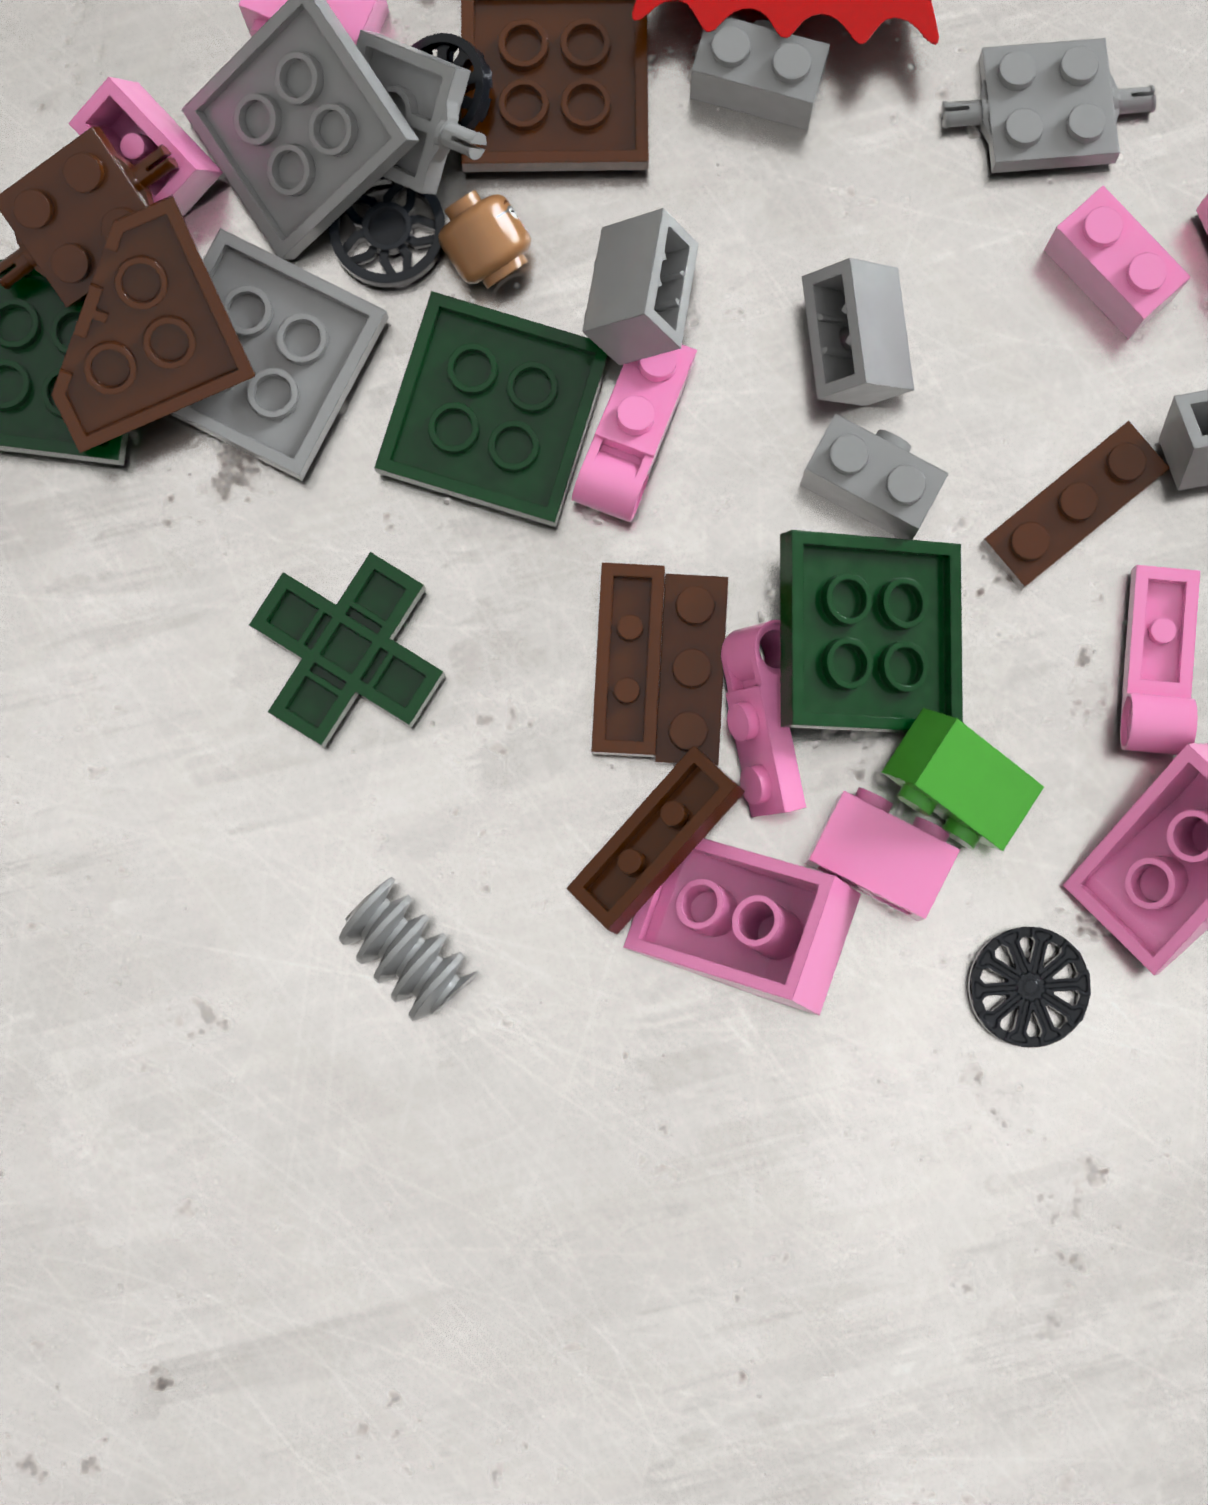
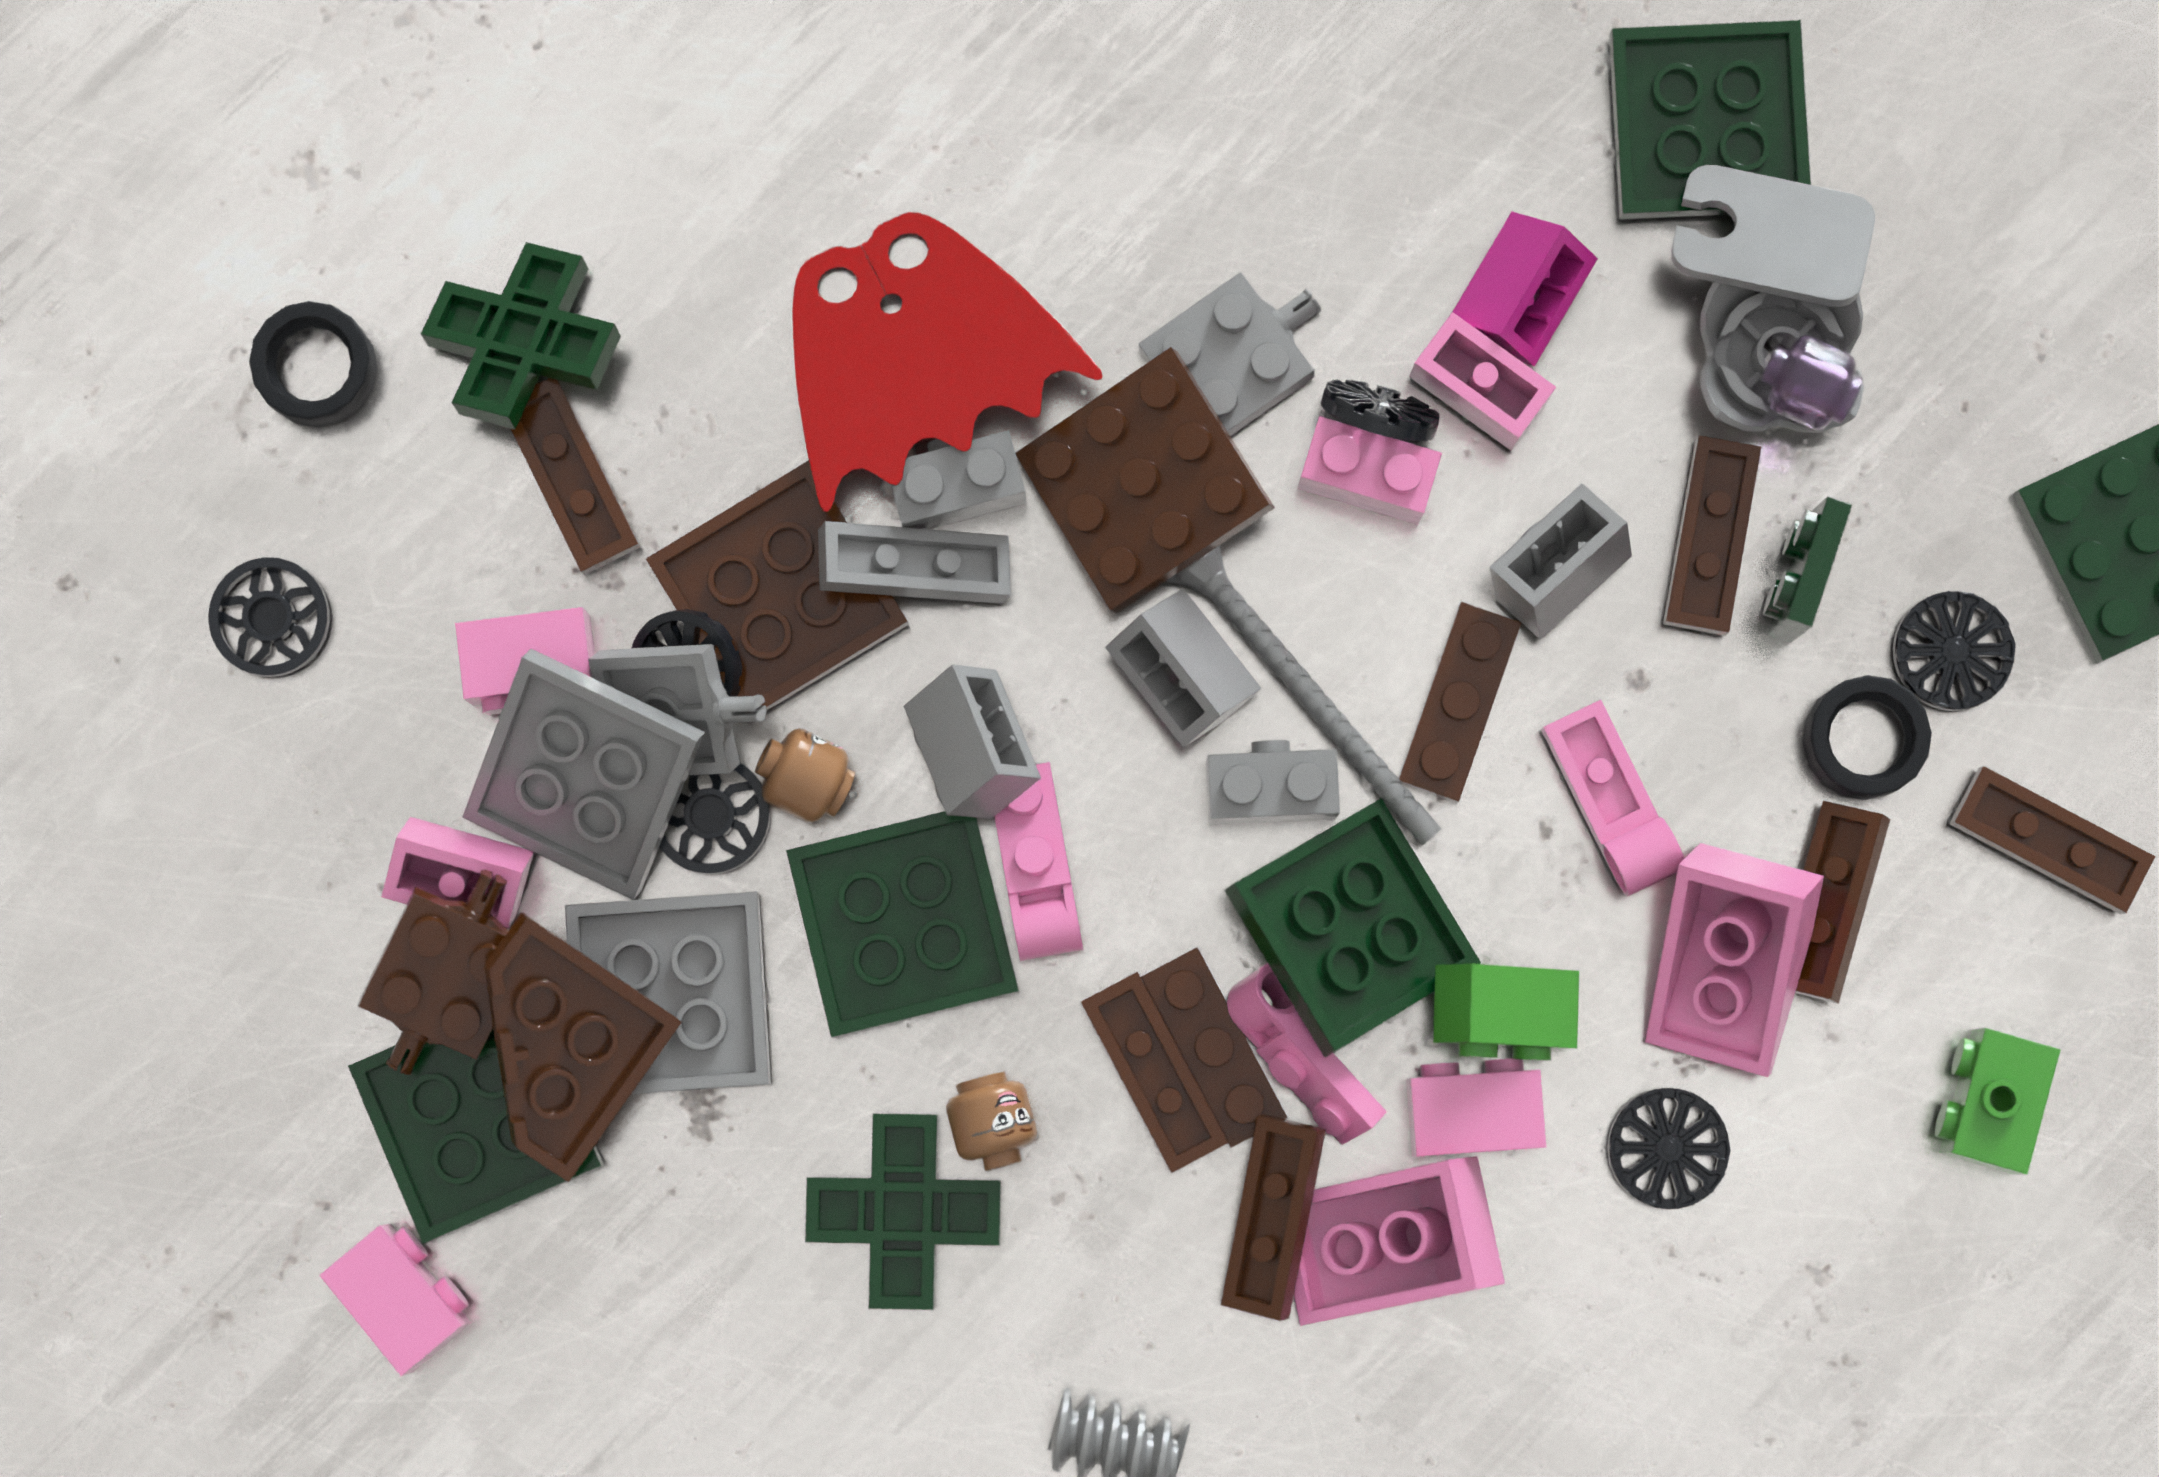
camera: 35 degrees left, 0 degrees up
(466, 616) = (991, 1120): none -> medium nougat head
(682, 113) = (913, 562): none -> light grey plate
(919, 159) = (1144, 480): none -> reddish brown plate
(922, 263) = (1211, 579): none -> light grey piece
(1155, 215) = (1380, 410): none -> black wheel

